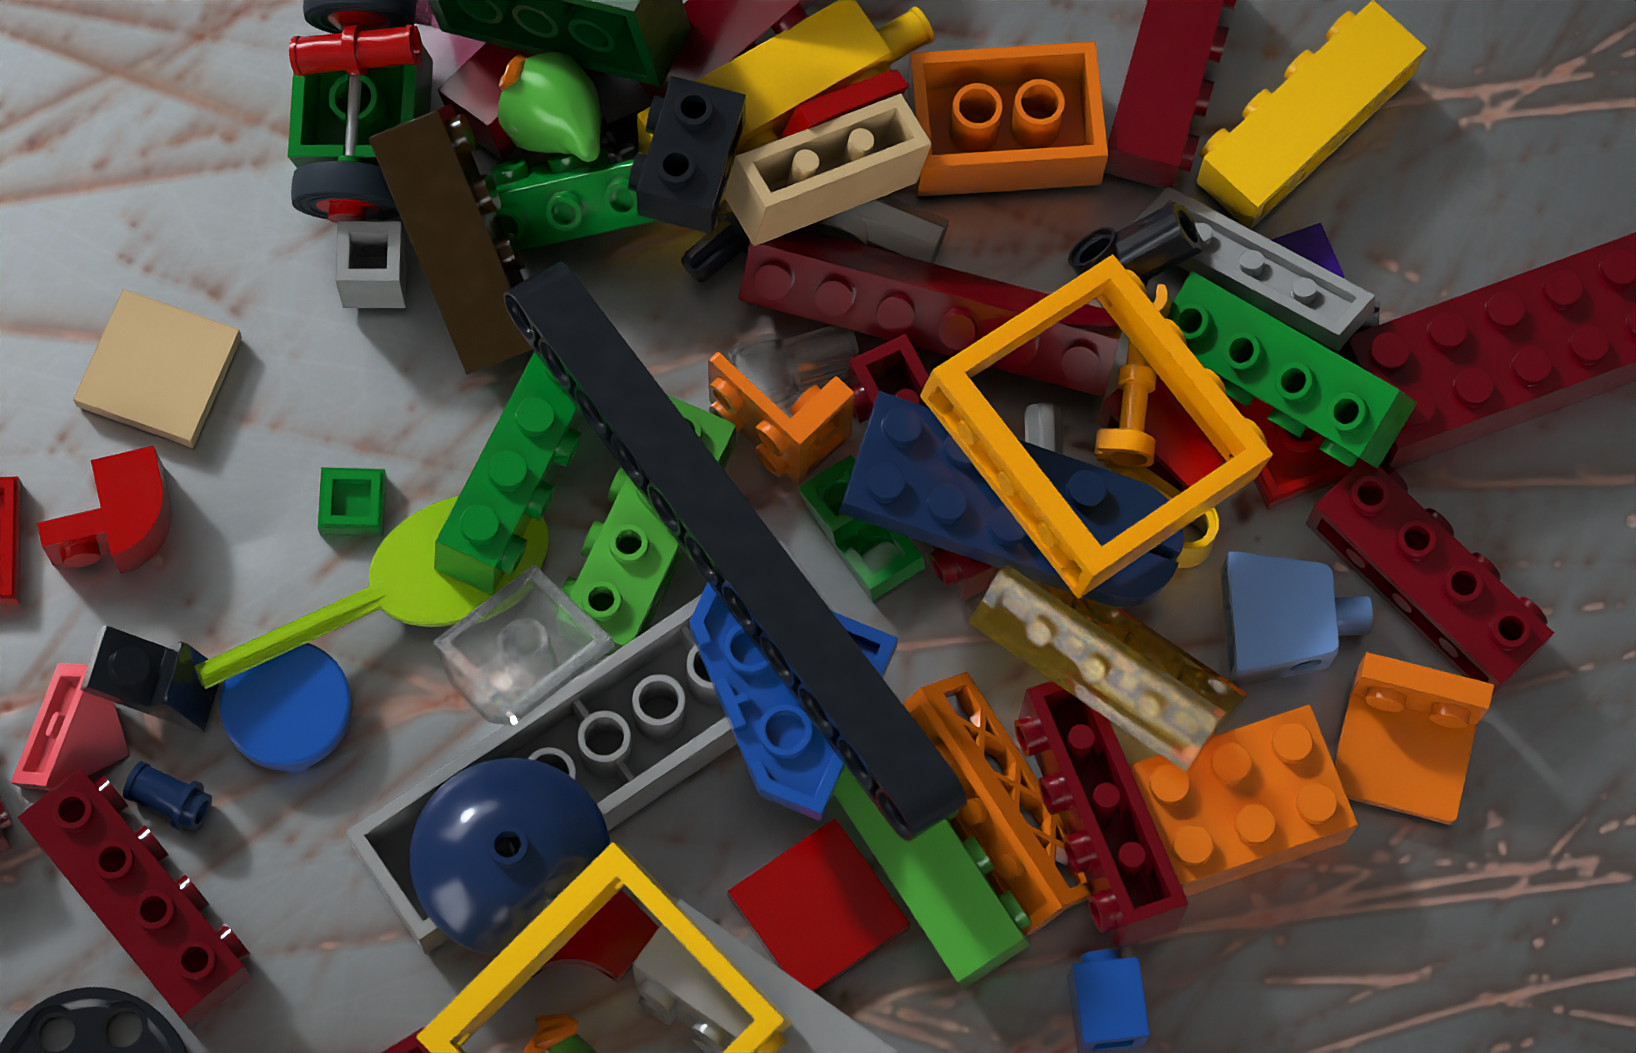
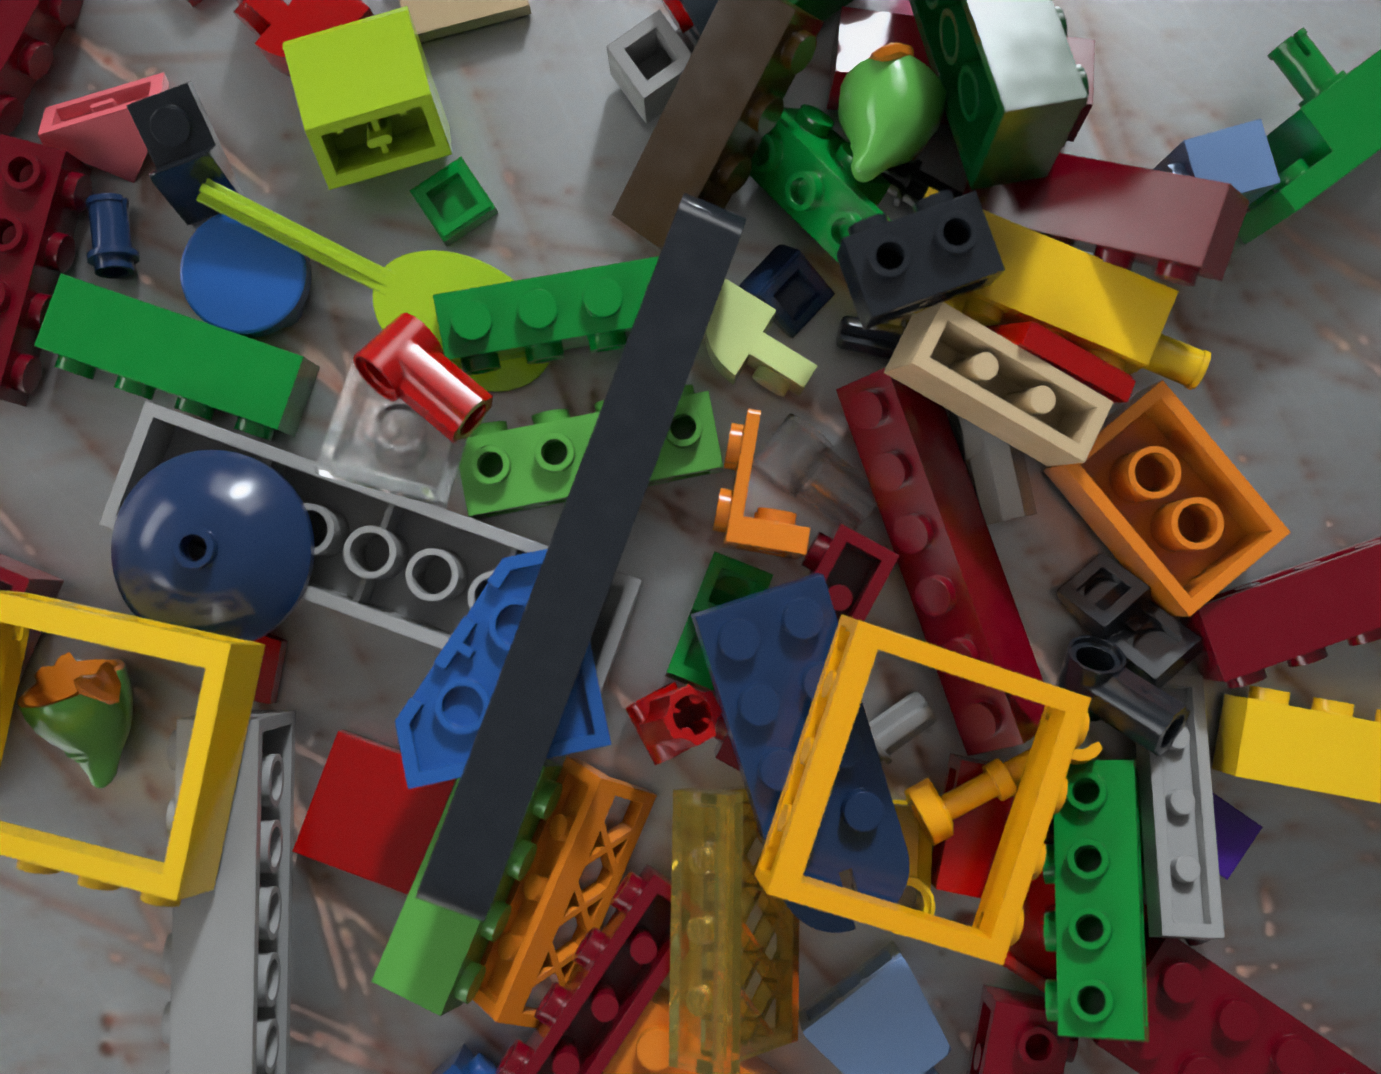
camera: 60 degrees right, 15 degrees up
(229, 495) = (367, 98): none -> lime slope
(311, 804) = (178, 356): none -> green brick
(479, 595) = (411, 365): none -> red piece
(626, 288) = (789, 286): none -> dark blue slope
(678, 336) = (739, 338): none -> yellowish green brick
(914, 599) = (674, 720): none -> red piece
(1066, 211) = (1120, 609): none -> black slope

